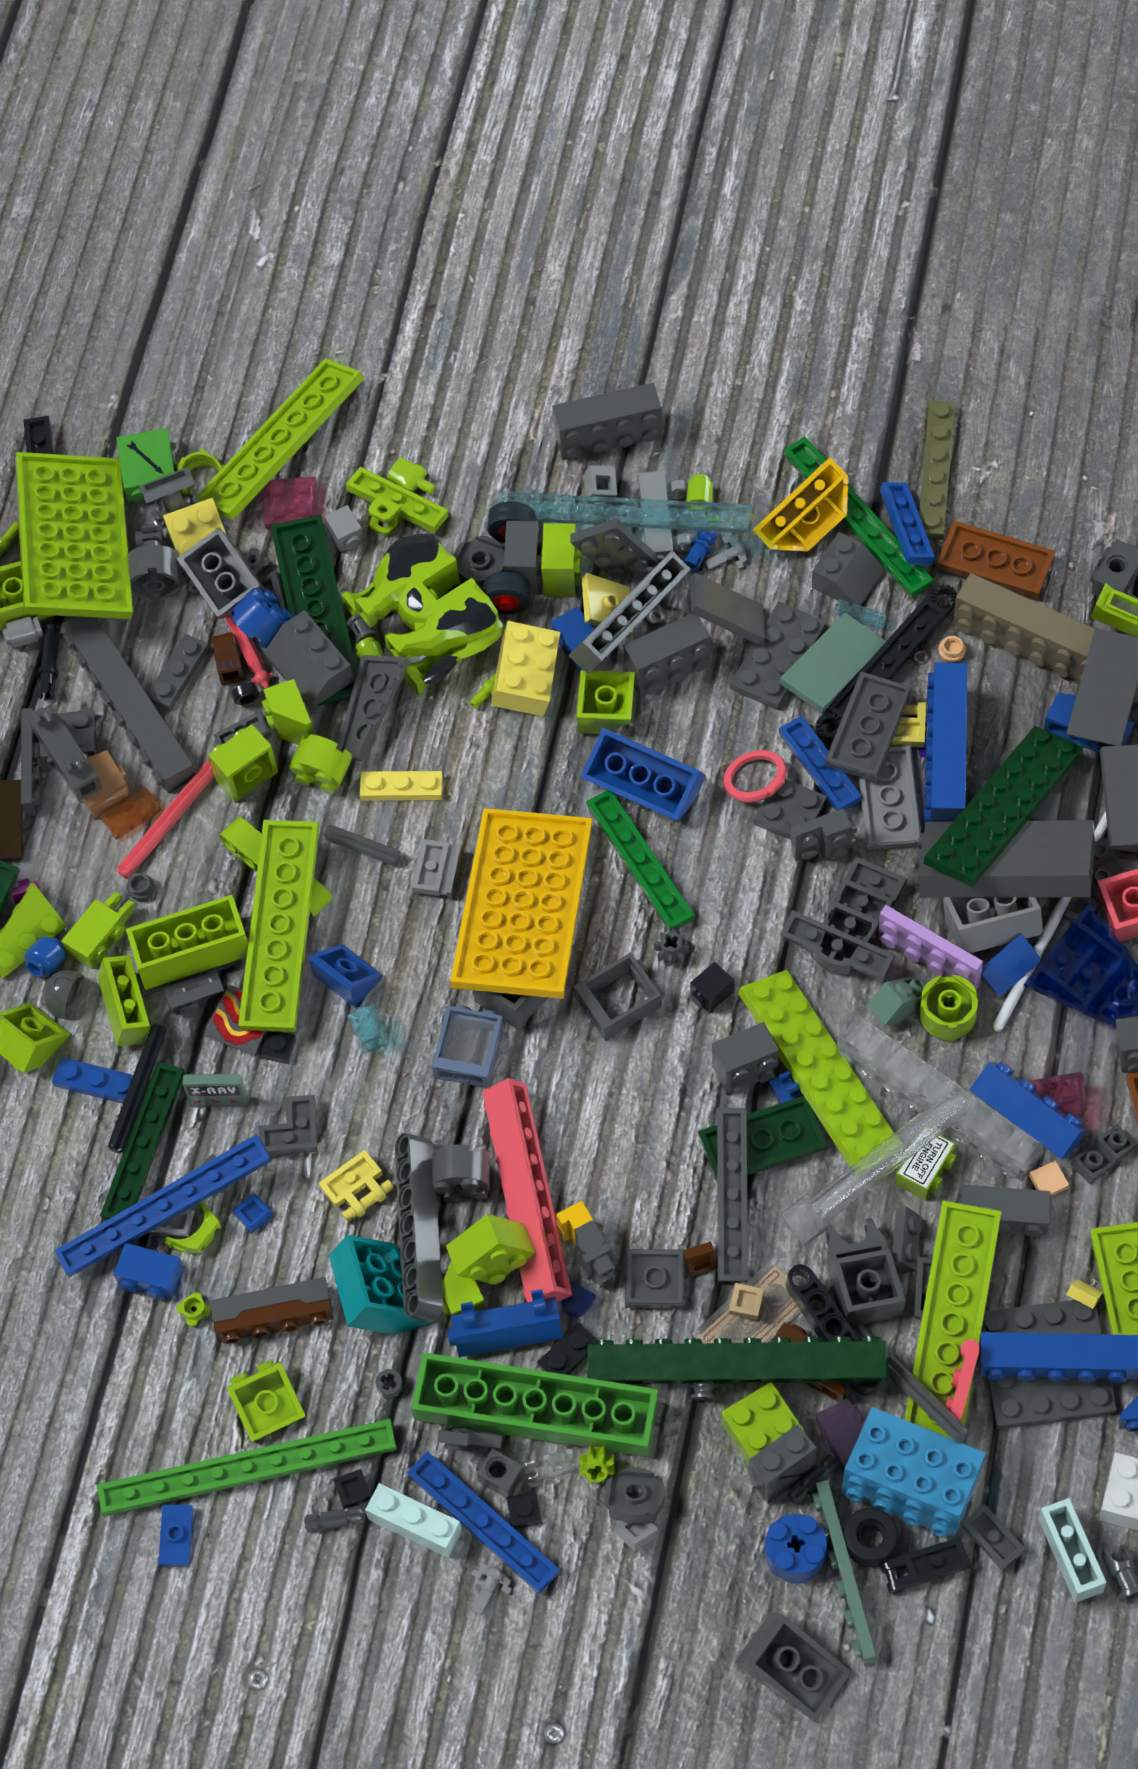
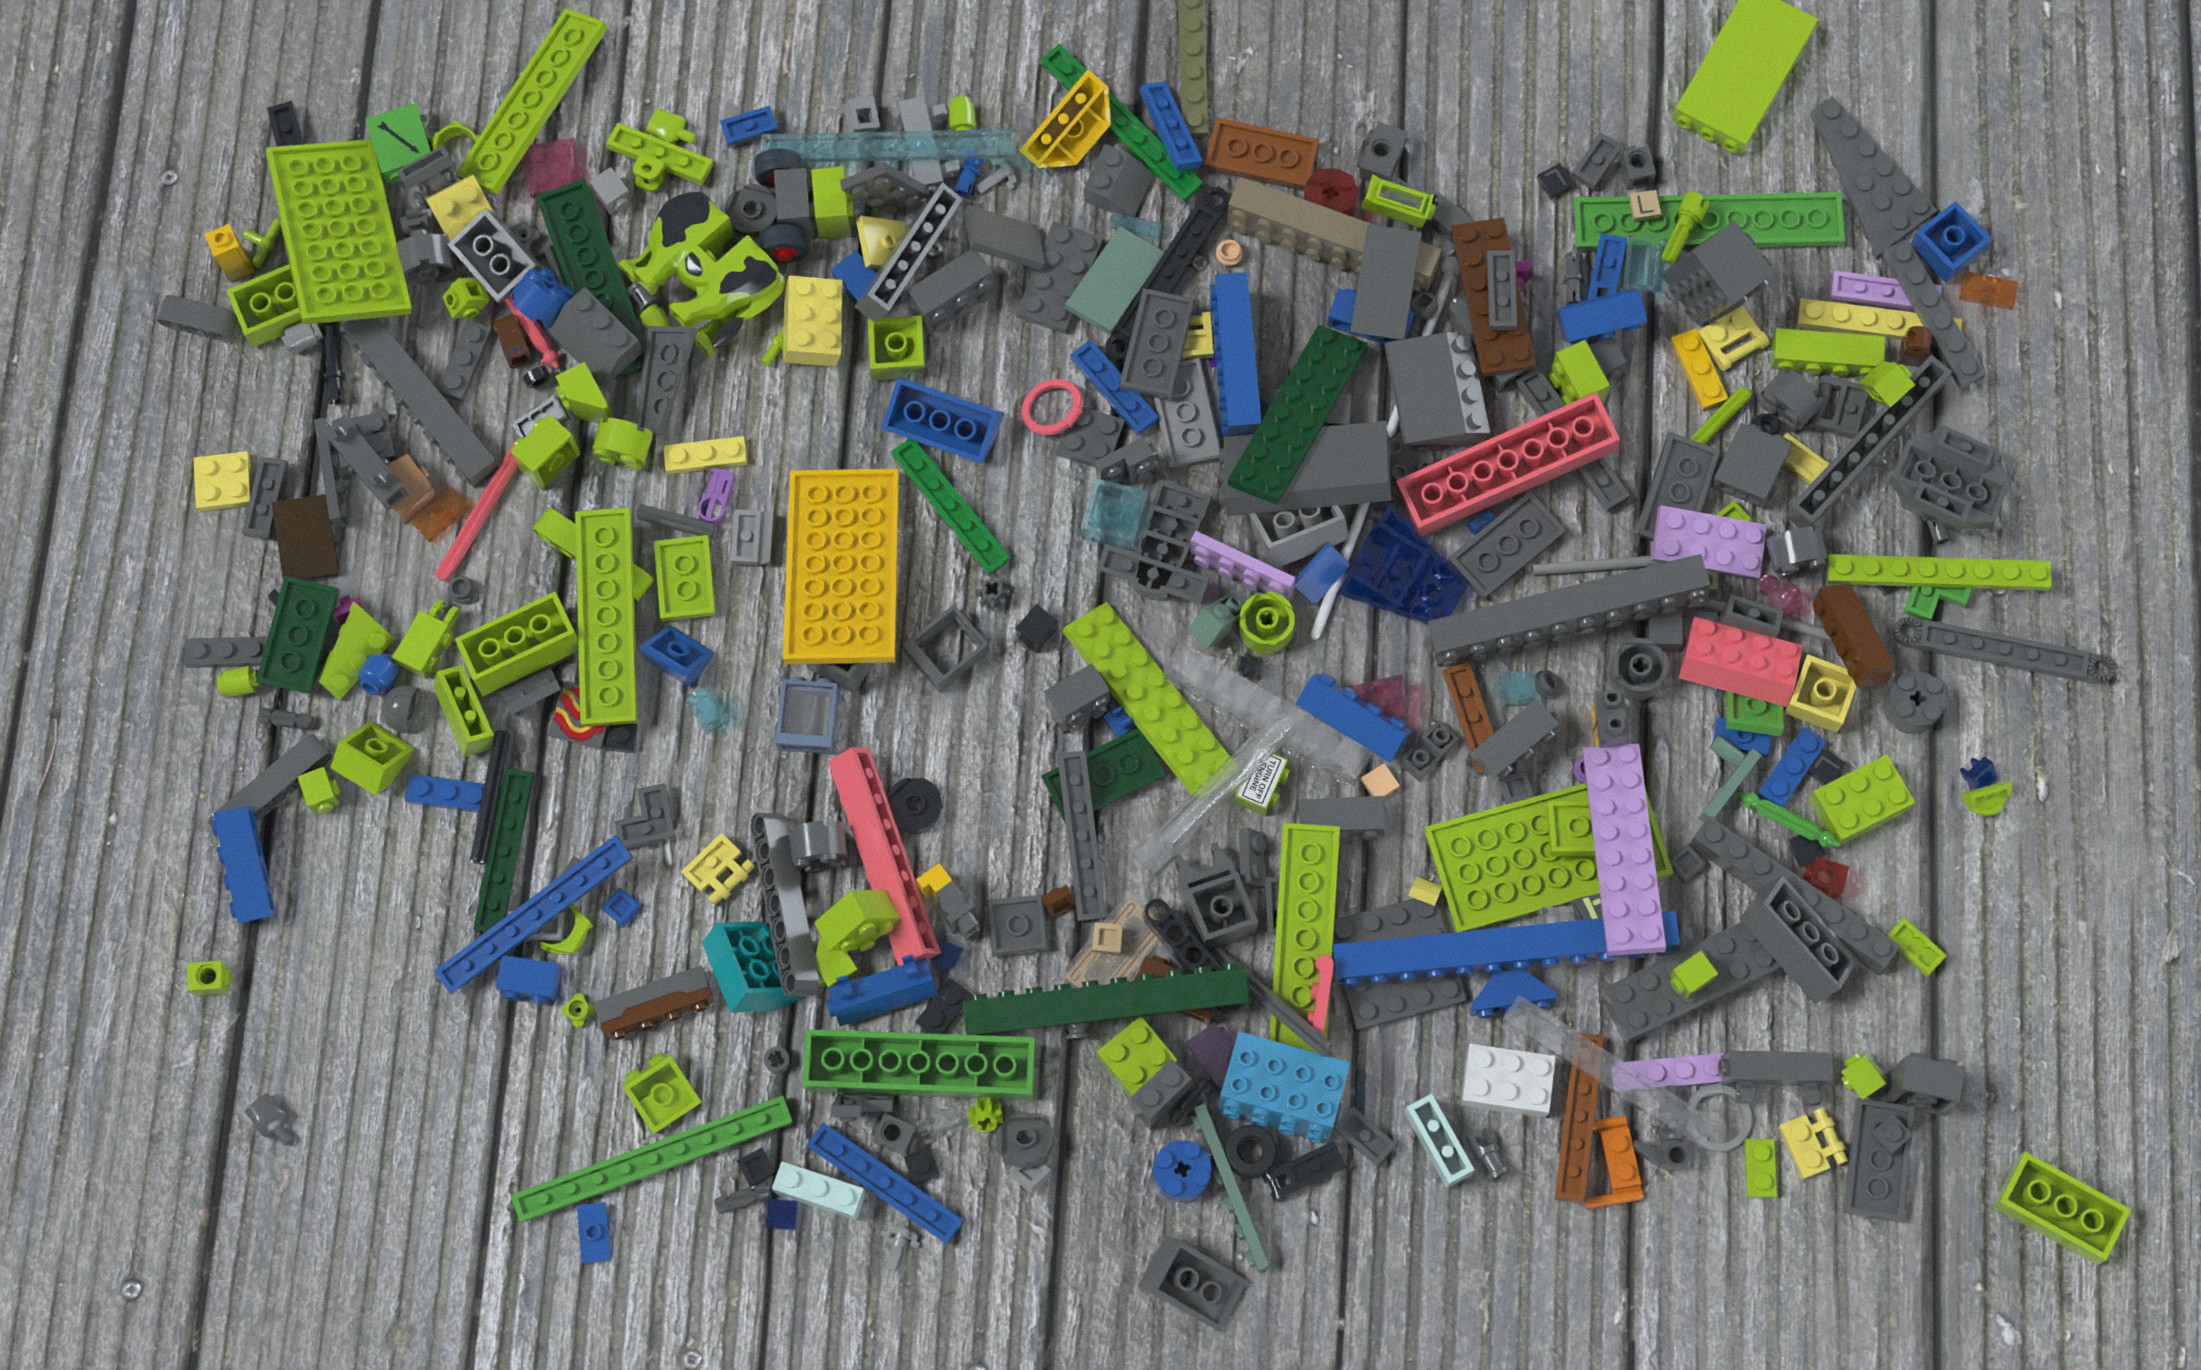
camera: 10 degrees left, 10 degrees up
(187, 612) = (465, 298): none -> lime brick
(215, 1090) = (567, 791): sand green tile -> none
(363, 900) = (684, 578): none -> lime plate
(372, 1542) = (782, 1215): none -> clear blue plate
(409, 822) = (719, 492): none -> medium lavender piece
(488, 483) = (749, 126): none -> blue plate
(580, 1151) = (930, 805): none -> black plate
(607, 421) = (860, 49): dark grey brick -> none
(805, 884) = (1114, 514): none -> clear light blue brick
(923, 1047) = (1246, 665): none -> black plate
(1063, 596) = (1333, 185): none -> clear red brick

